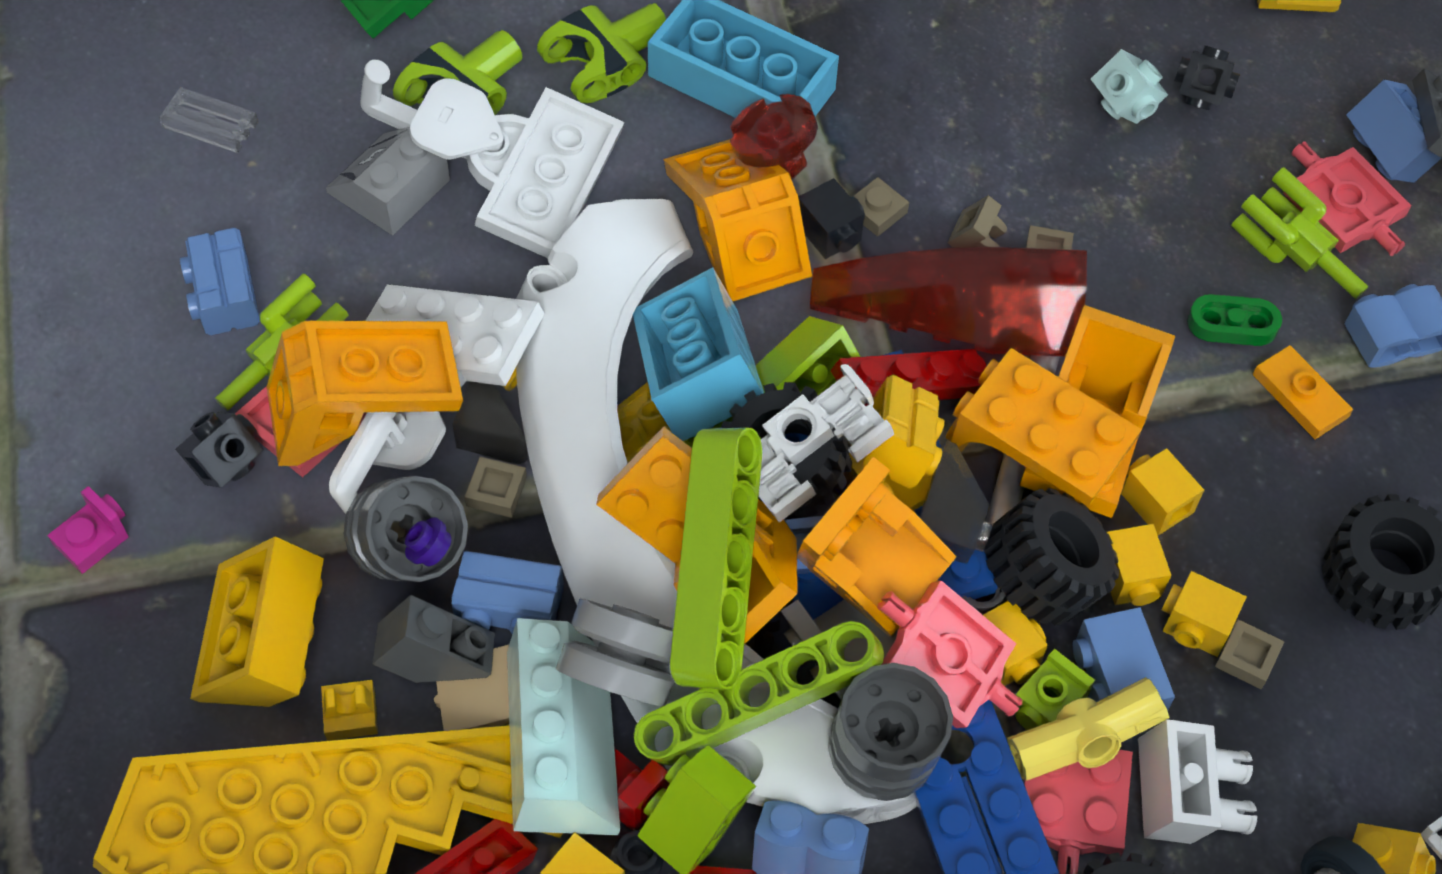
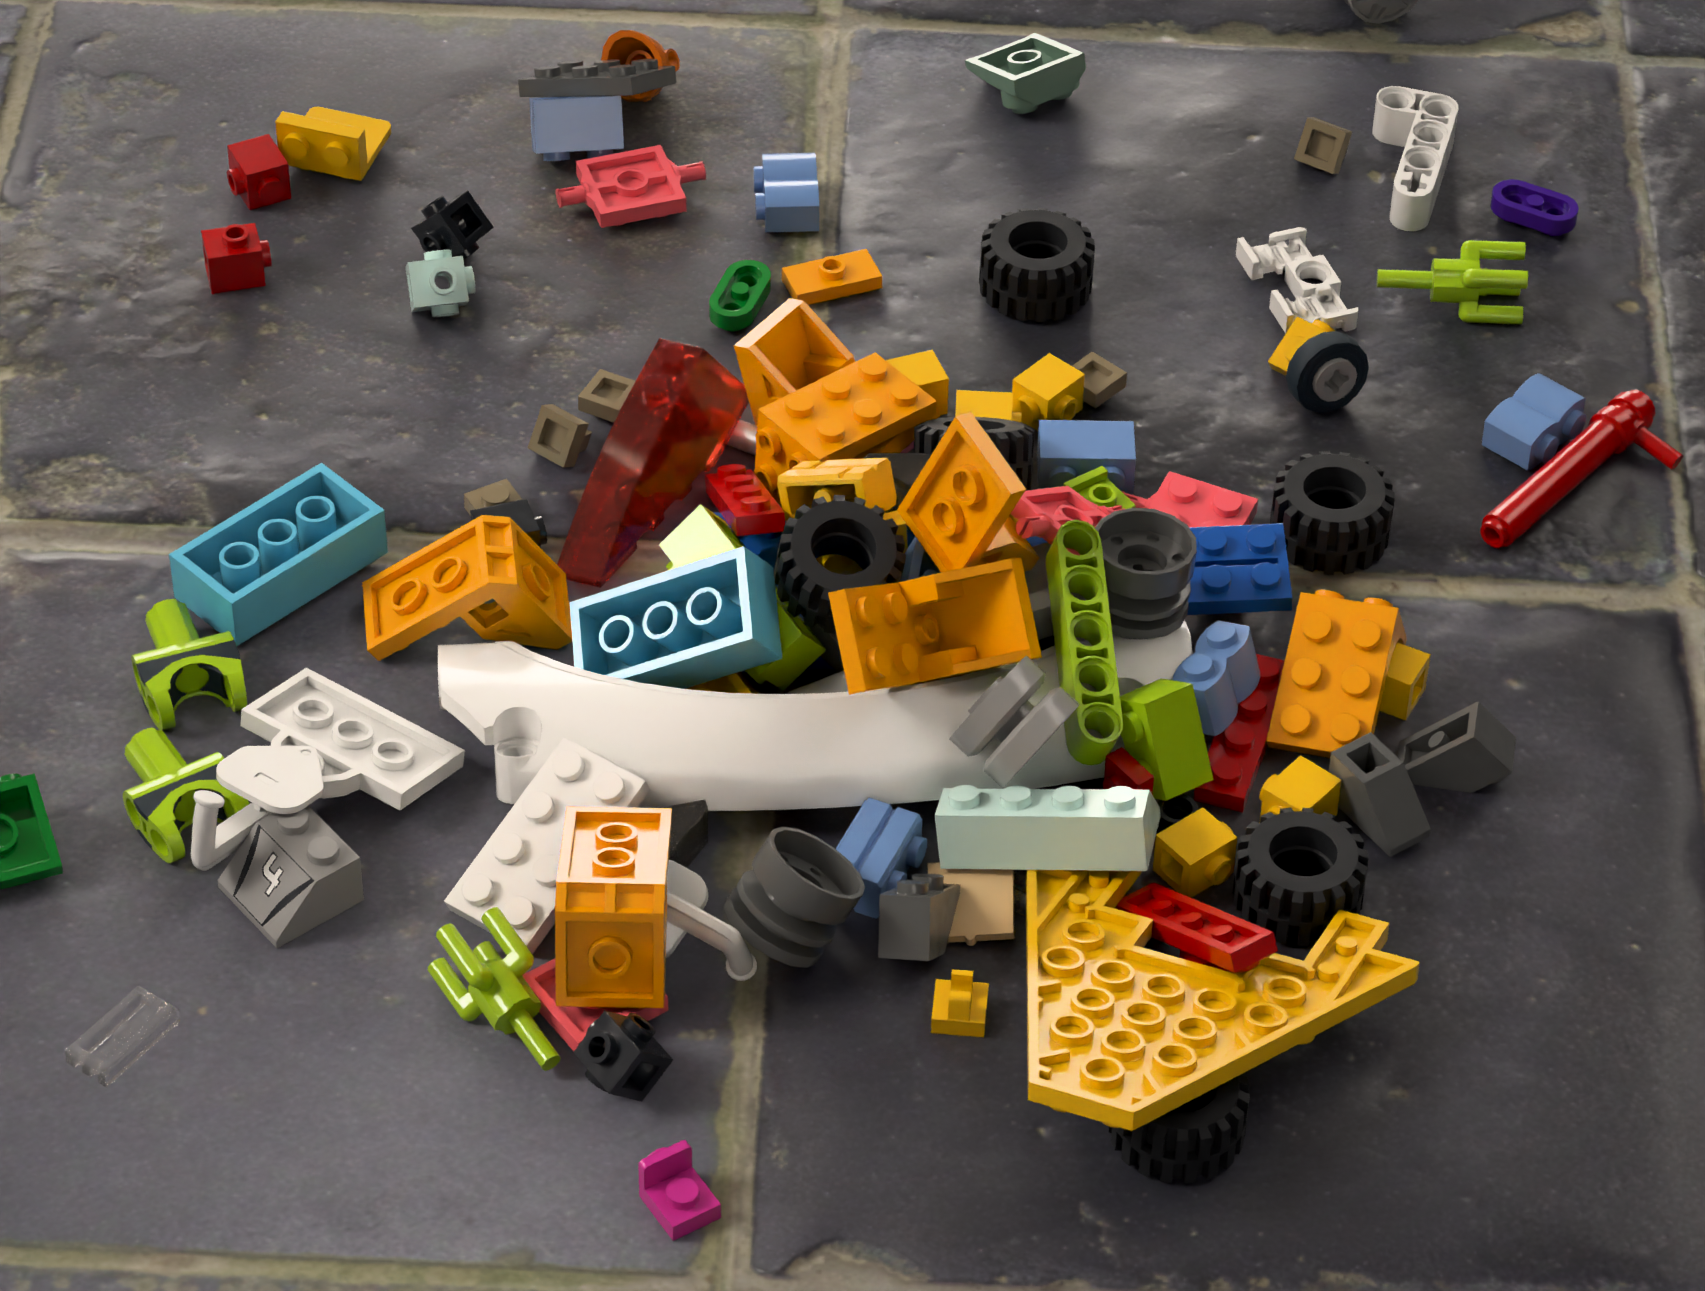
camera: 75 degrees left, 15 degrees down
(220, 281) = (385, 1037): medium blue brick -> none
(259, 626) = (847, 1059): yellow slope -> none
(427, 542) = (841, 864): dark purple plate -> none
(495, 487) = (742, 840): dark tan tile -> none
(716, 558) = (968, 597): lime beam -> none
(775, 133) = (411, 524): clear red tile -> none
(837, 408) = (844, 489): white piece -> none
(1088, 730) = (1153, 466): light yellow piece -> none
(1182, 787) = (1210, 444): white brick -> none
(1297, 233) = (660, 224): lime plant -> none

